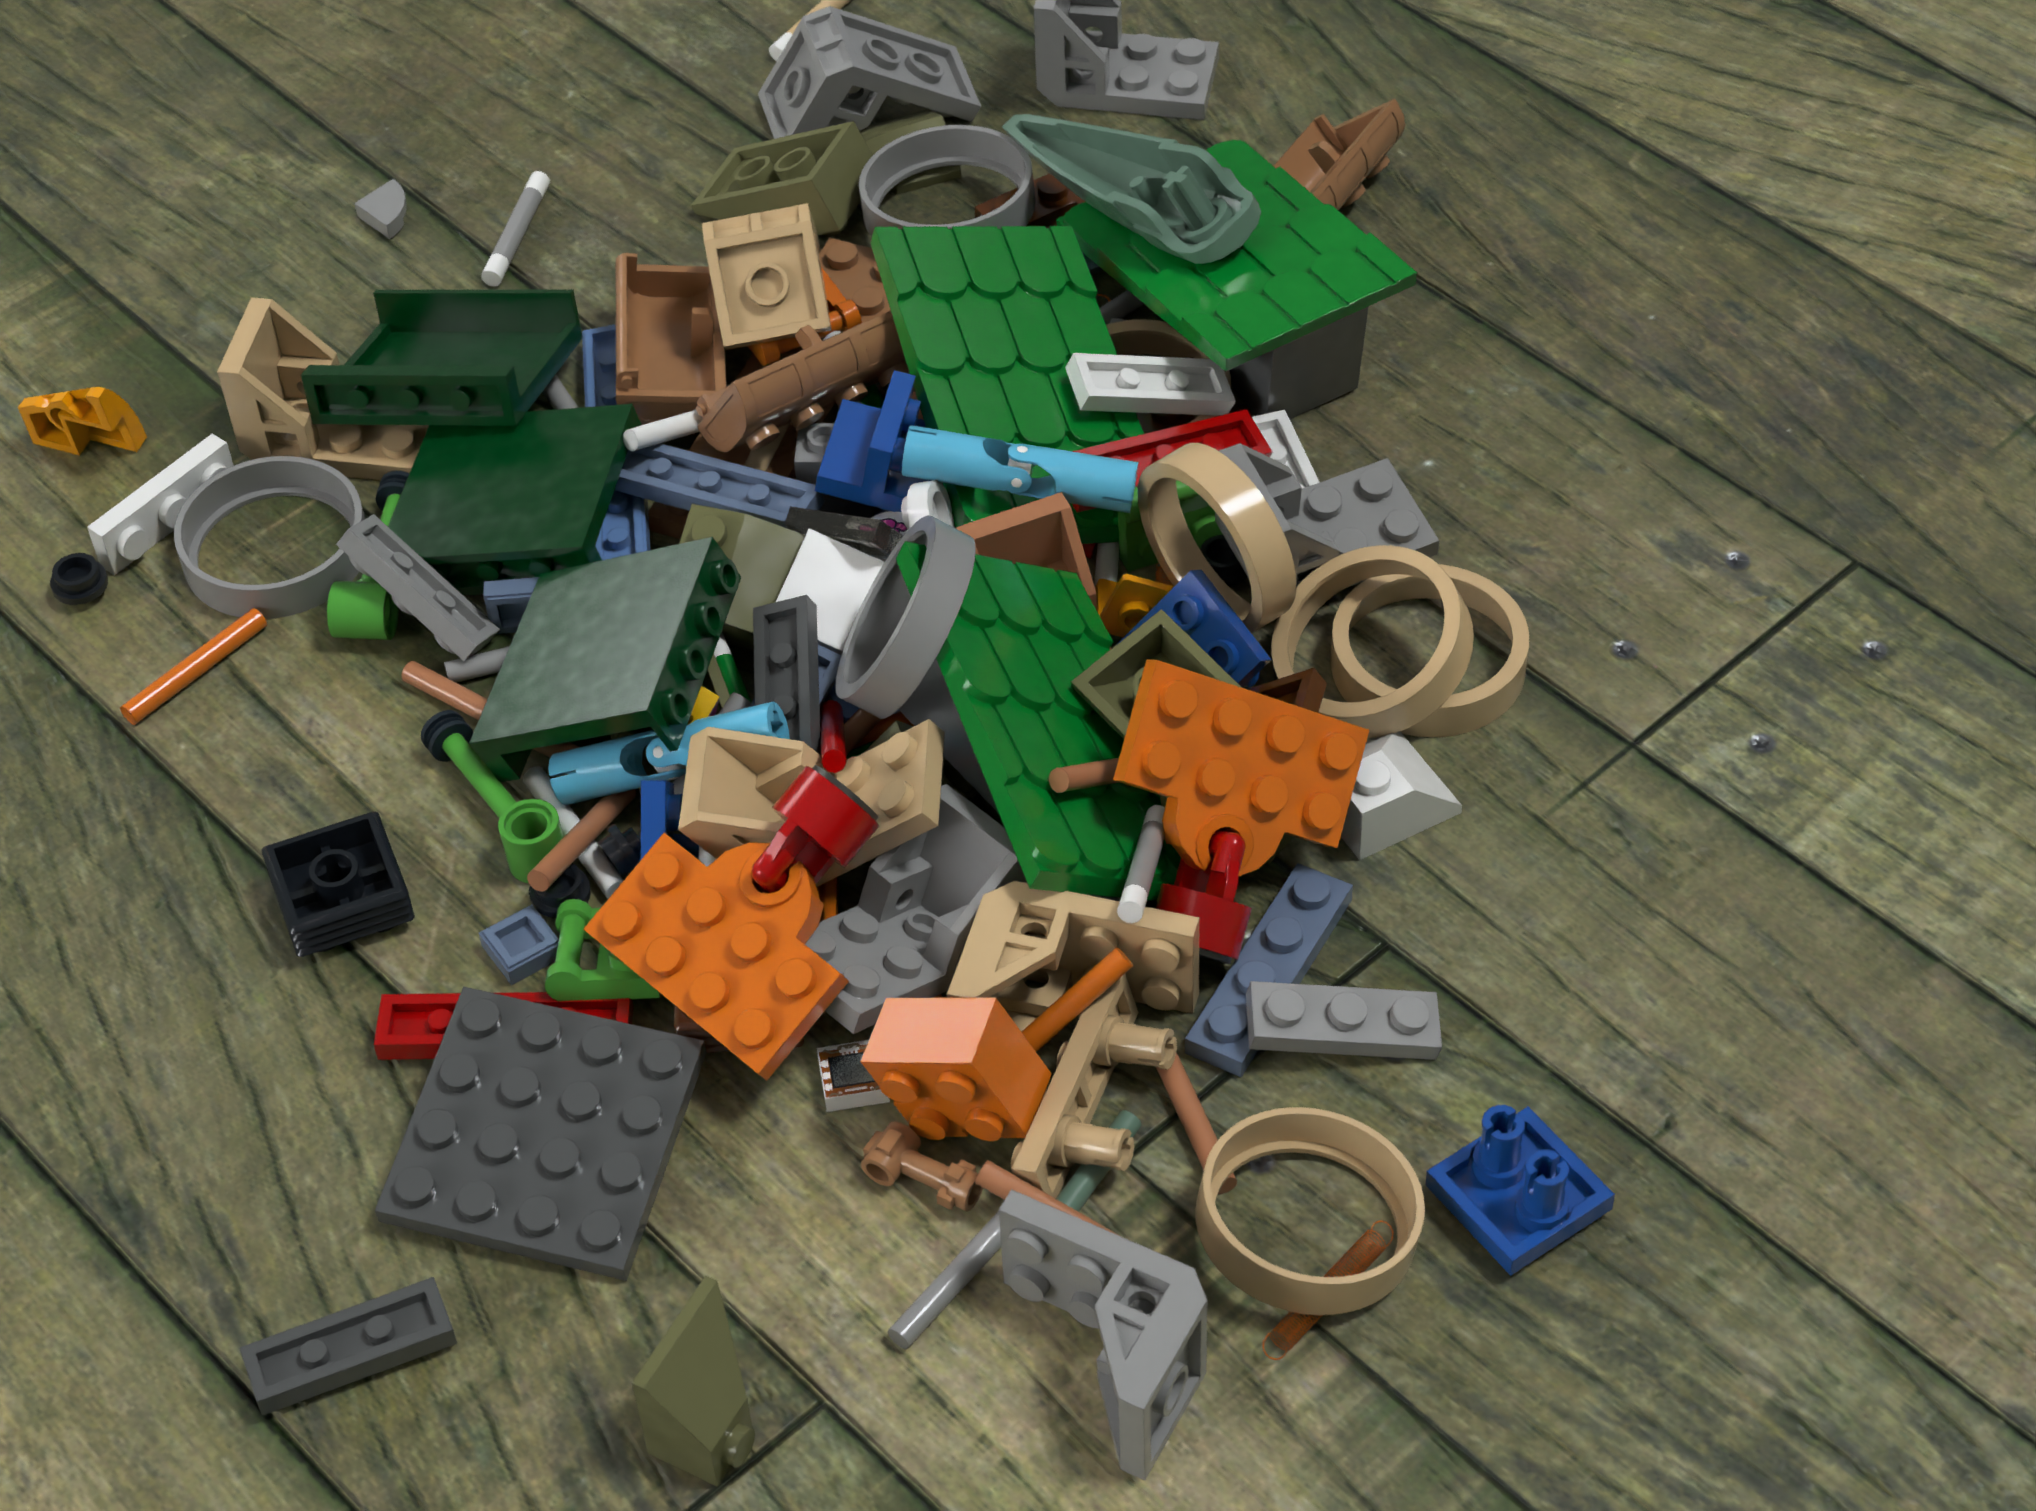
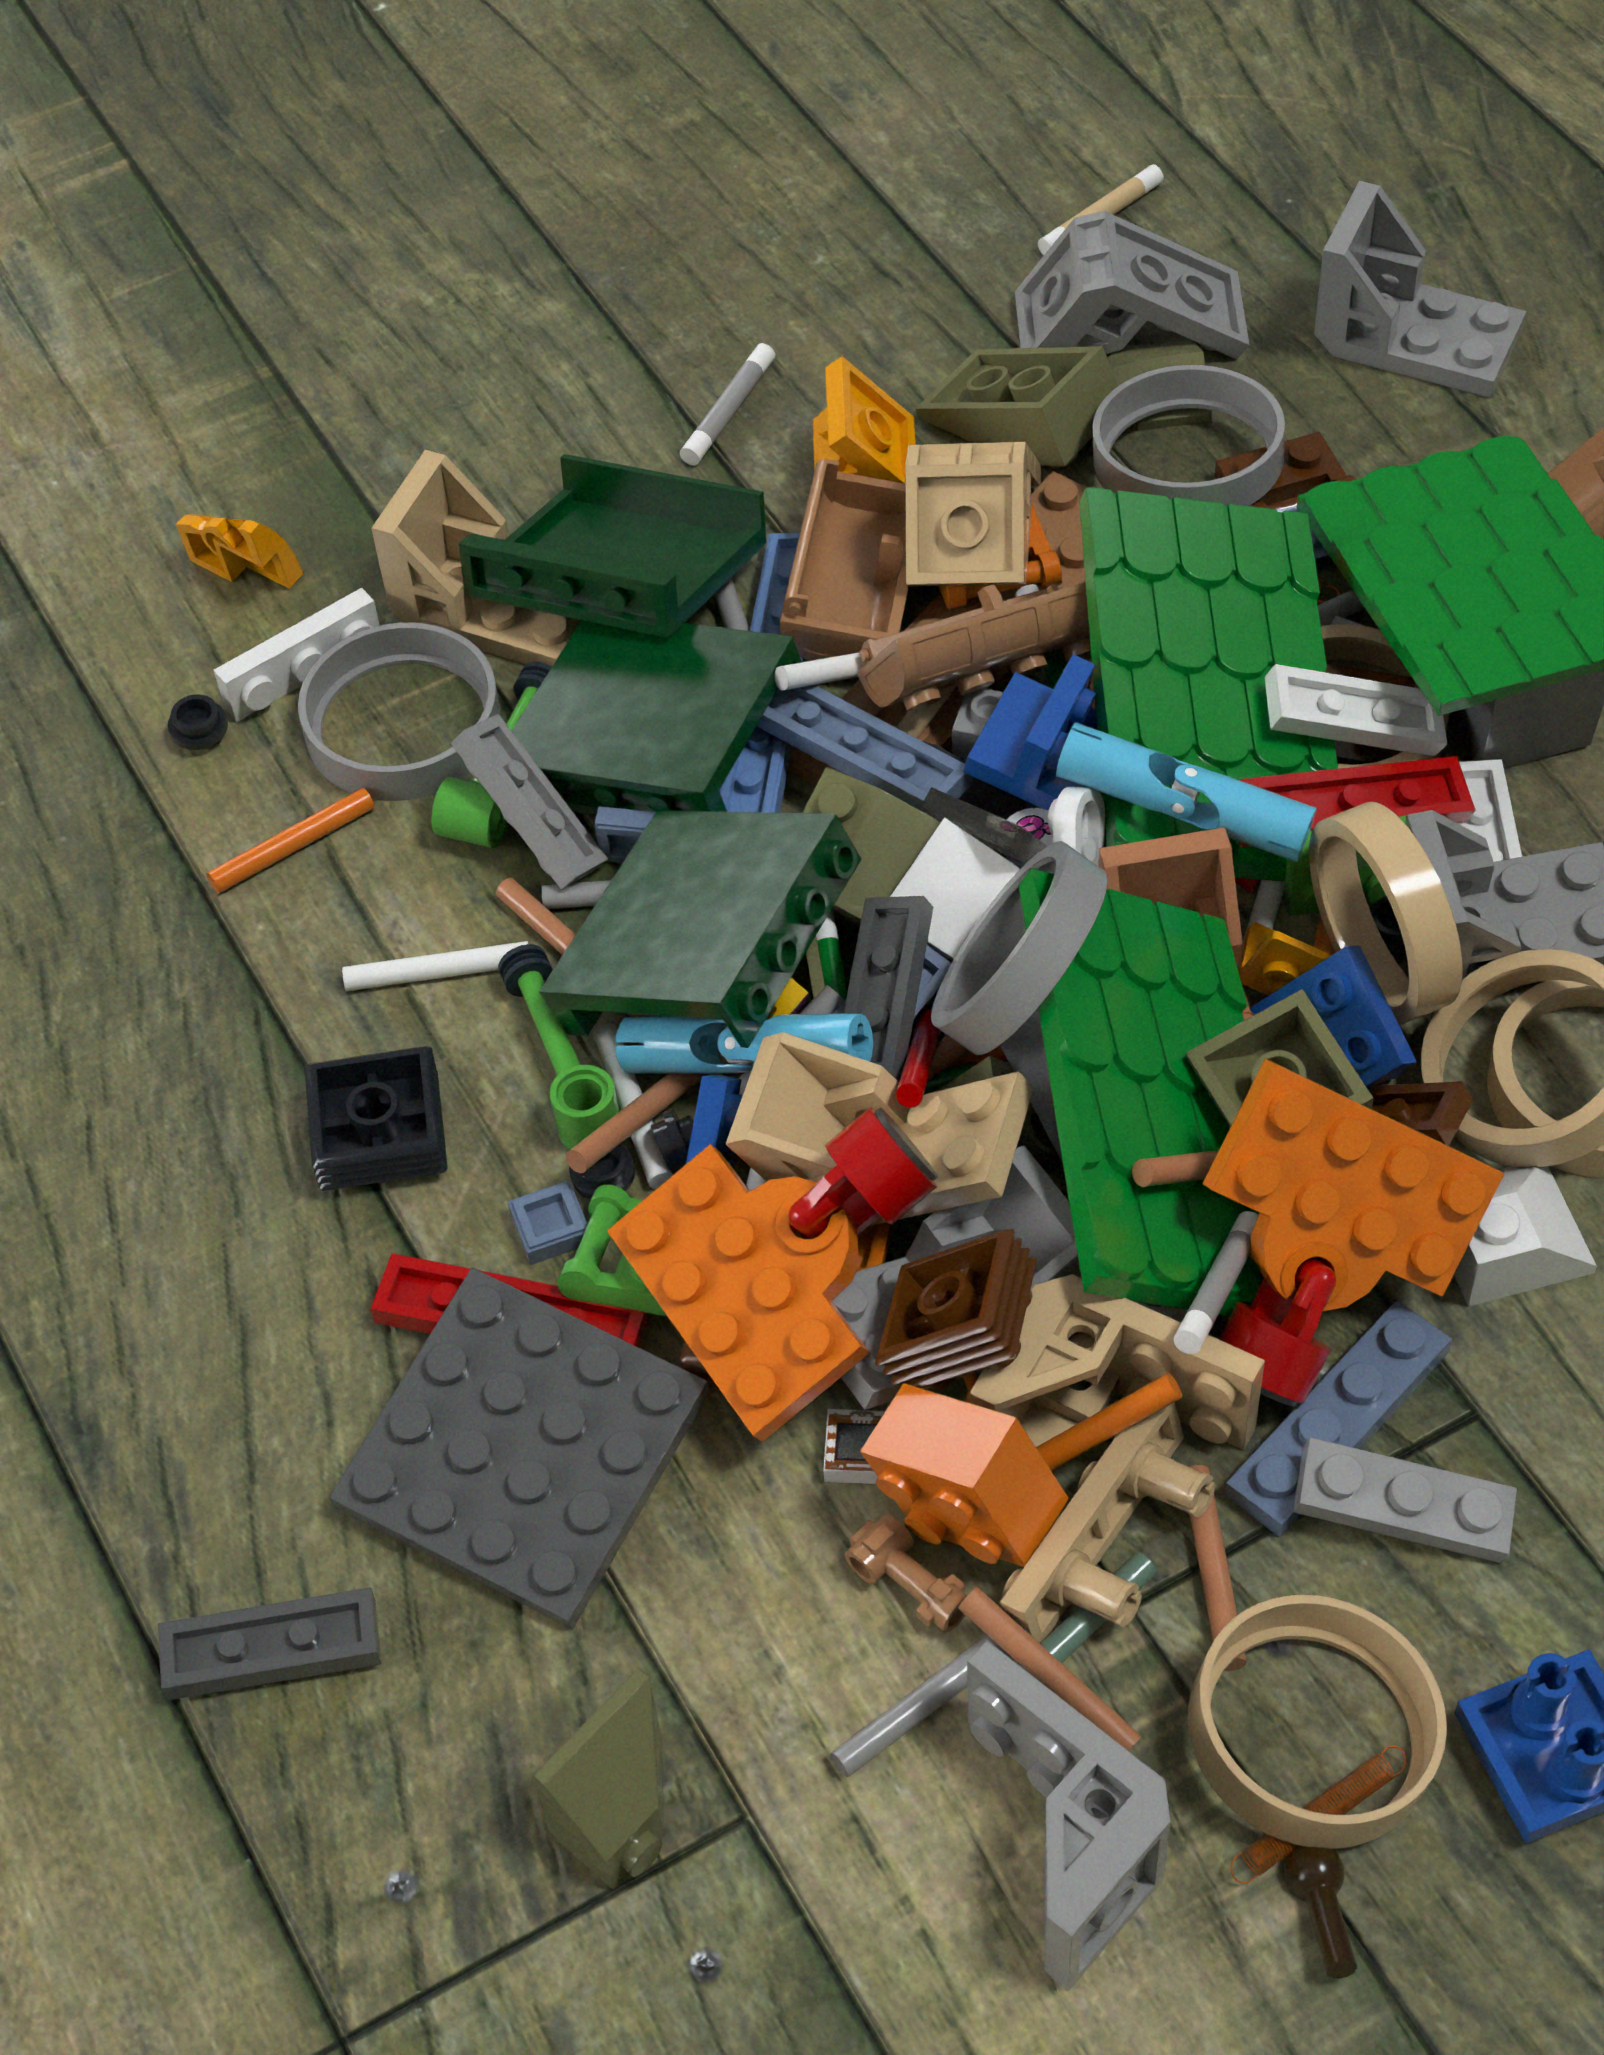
camera: 15 degrees right, 5 degrees up
(349, 751) = (425, 967): none -> white bar
(384, 208) = (598, 359): light grey tile -> none
(648, 224) = (862, 426): none -> light orange bracket
(921, 928) = (958, 1312): none -> reddish brown brick
(1146, 183) = (1403, 478): sand green piece -> none
(1338, 1341) = (1316, 1878): none -> dark brown bar

